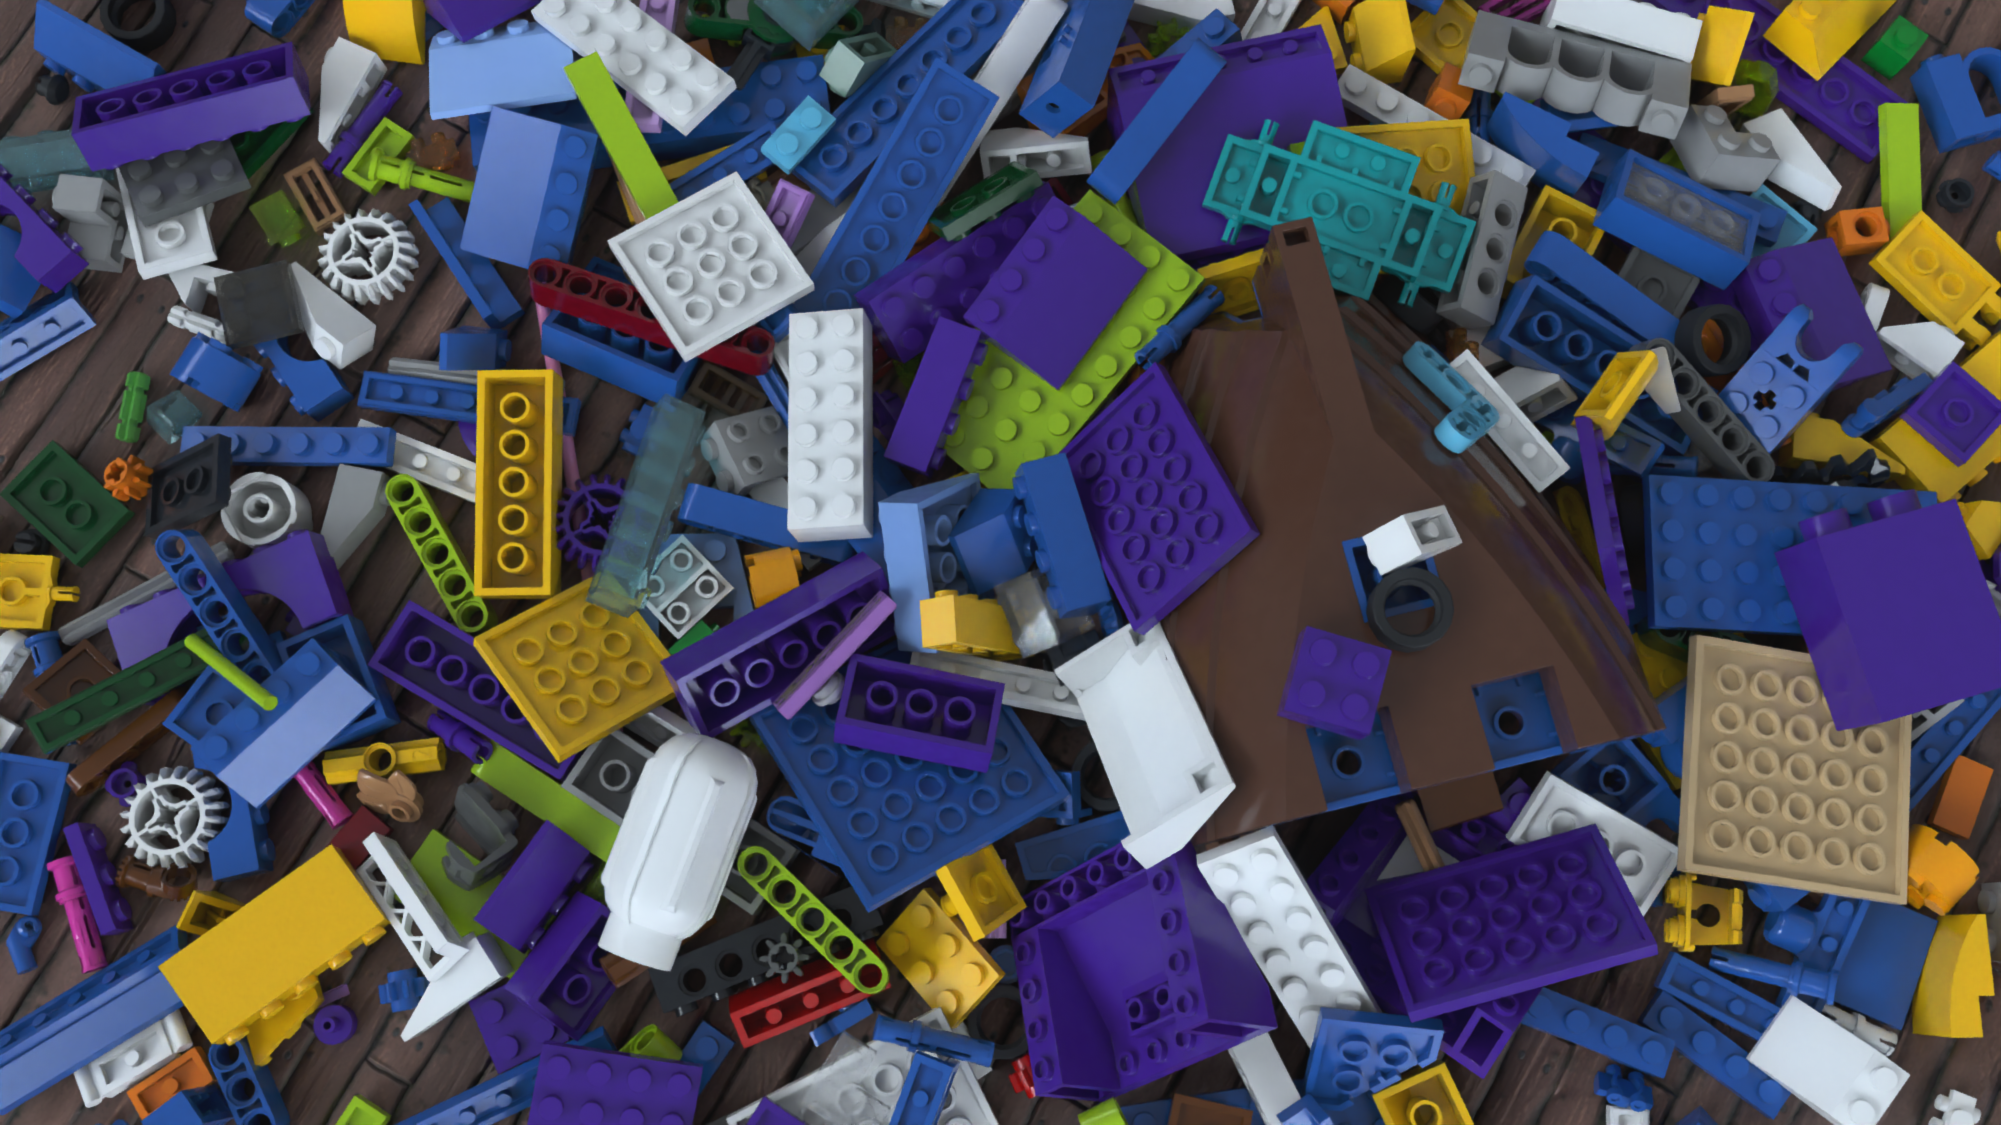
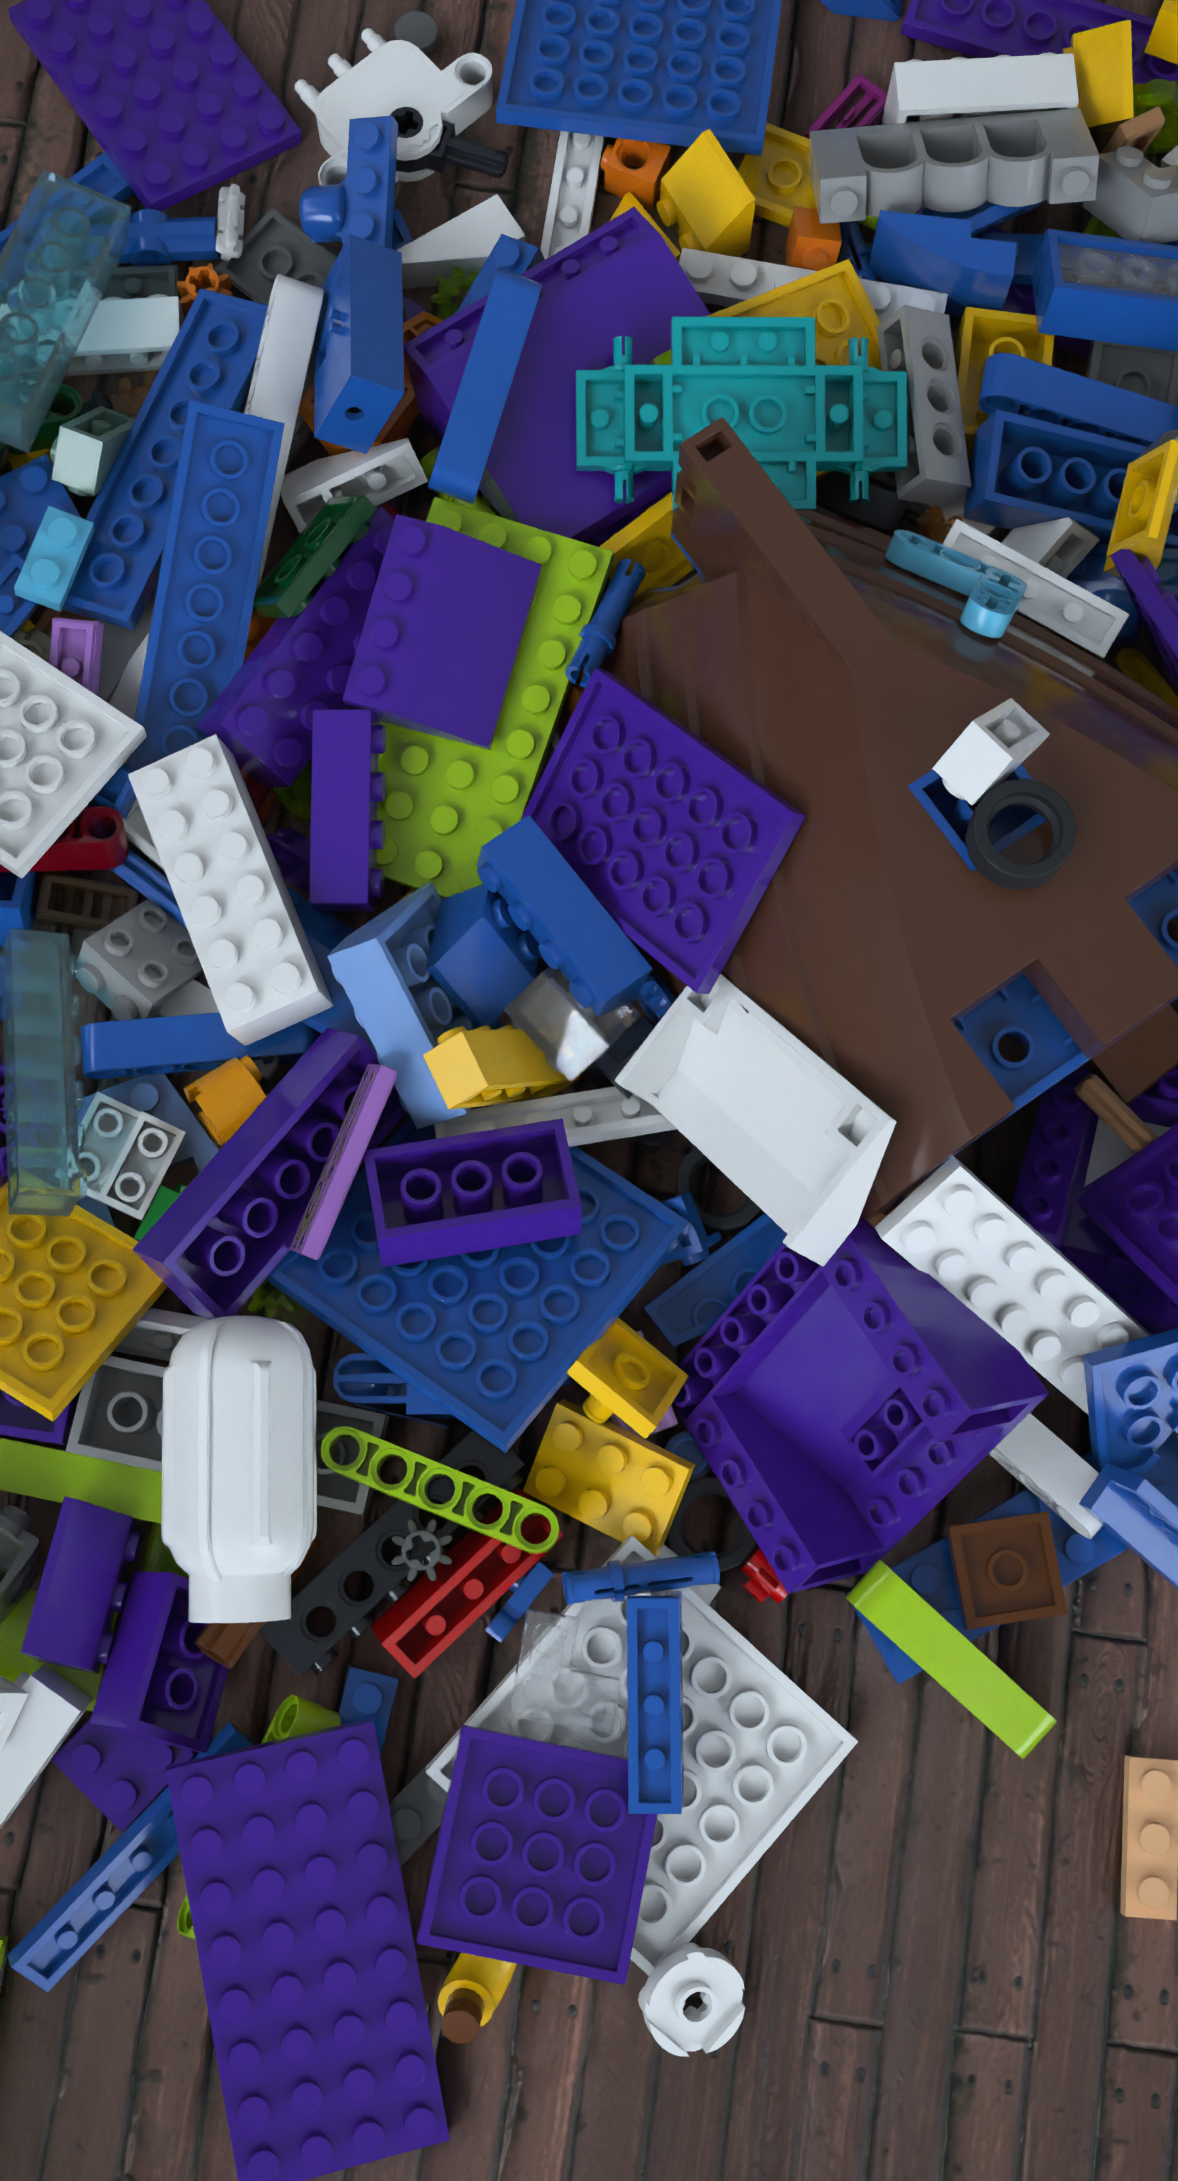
camera: 25 degrees left, 0 degrees up
(830, 691) = (355, 1208): white plate -> none
(1334, 683) = (967, 952): dark purple brick -> none

